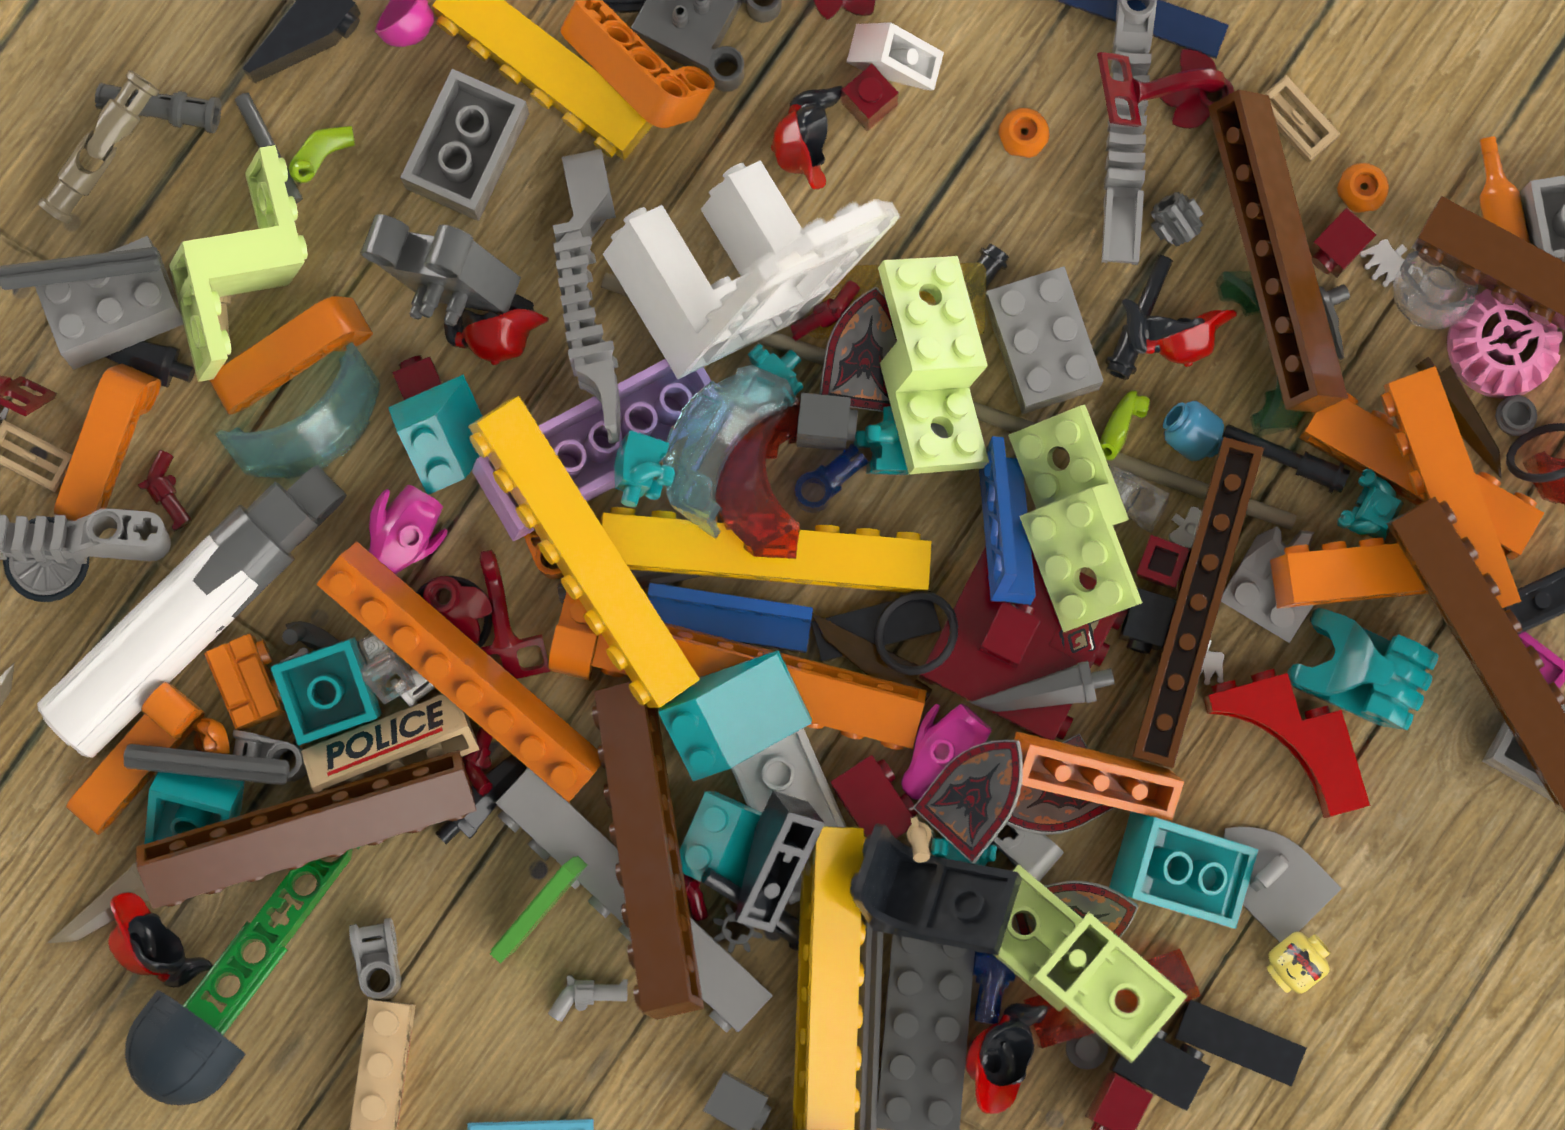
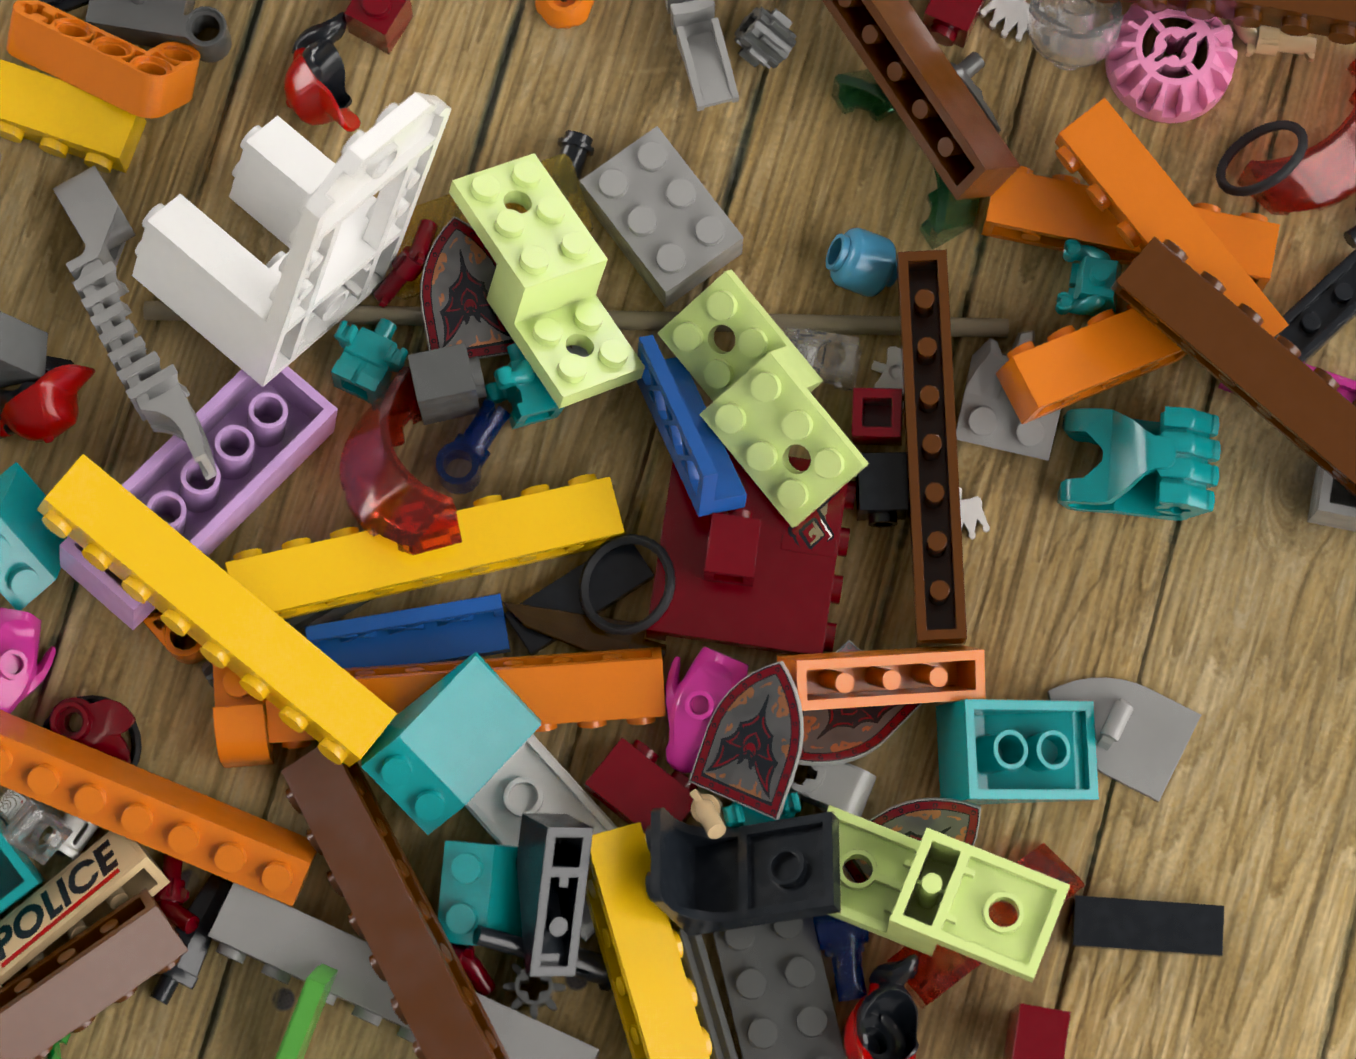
camera: 20 degrees left, 5 degrees down
(505, 641) = (161, 749): dark red piece -> none
(638, 465) = (246, 493): teal piece -> none
(708, 433) = (318, 433): clear light blue windscreen -> none
(1059, 688) = (810, 591): dark grey bar -> none
(1087, 1051) = (978, 992): dark grey plate -> none
(1118, 425) = (776, 286): lime arm -> none
(1124, 357) = (759, 186): black pin -> none
(1165, 1070) = (1074, 983): black brick -> none
(1175, 340) = (804, 167): hair -> none
(1298, 962) = (1182, 812): light yellow head -> none
(1307, 465) = (1002, 260): black pin -> none
(1317, 743) = (1117, 560): red arch -> none
(1466, 416) = (1172, 161): dark brown bar -> none
(1516, 415) = (1211, 132): dark grey plate -> none

